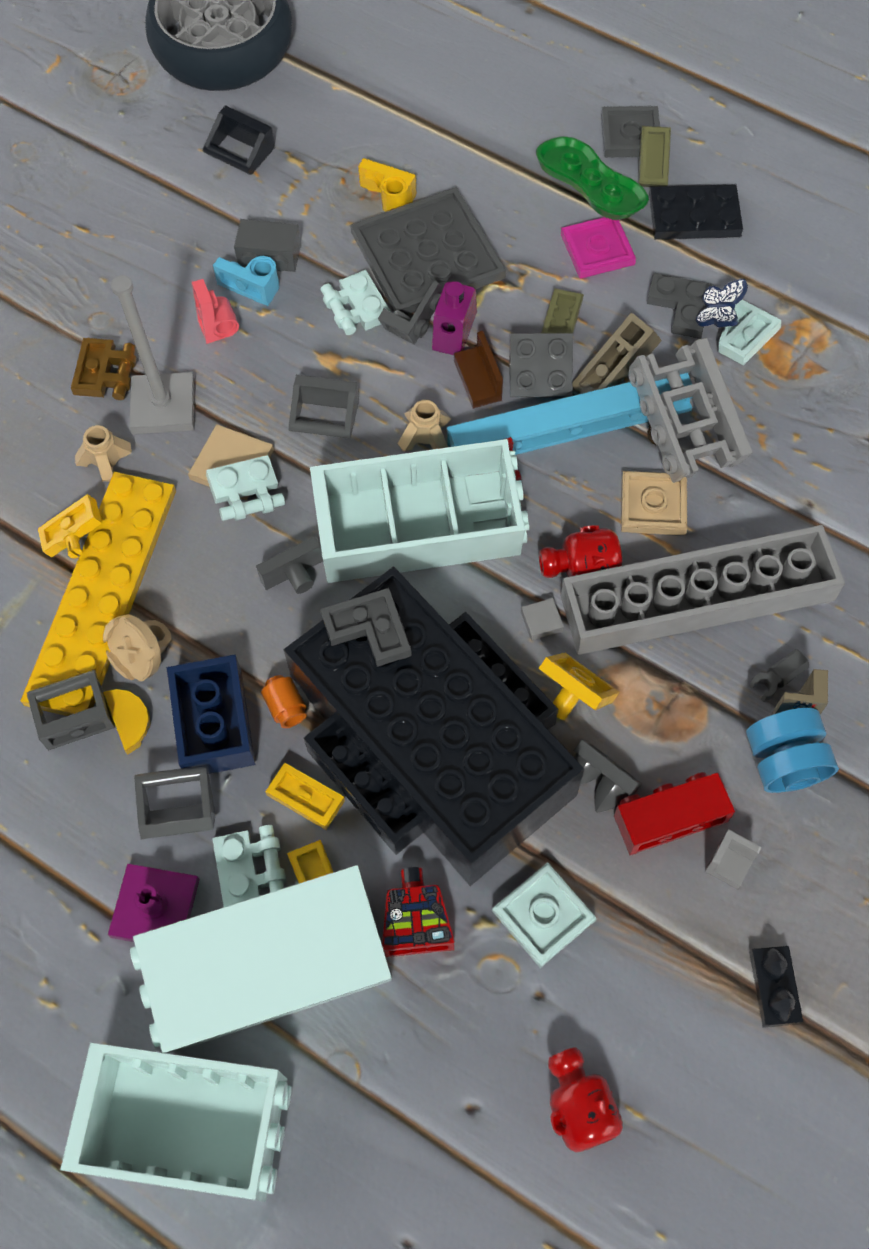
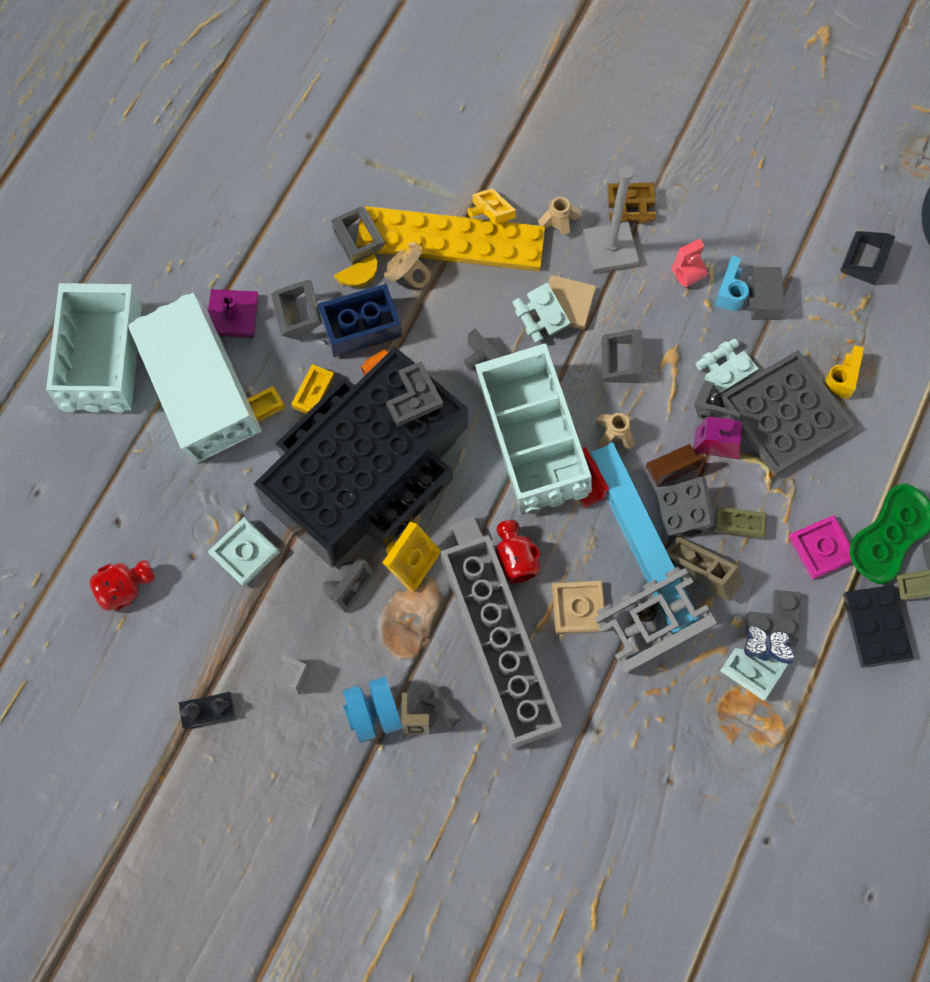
camera: 80 degrees right, 5 degrees up
(237, 865) = (261, 358): light aqua plate -> none
(415, 918) = (234, 469): torso -> none
(673, 812) = (323, 632): red brick -> none

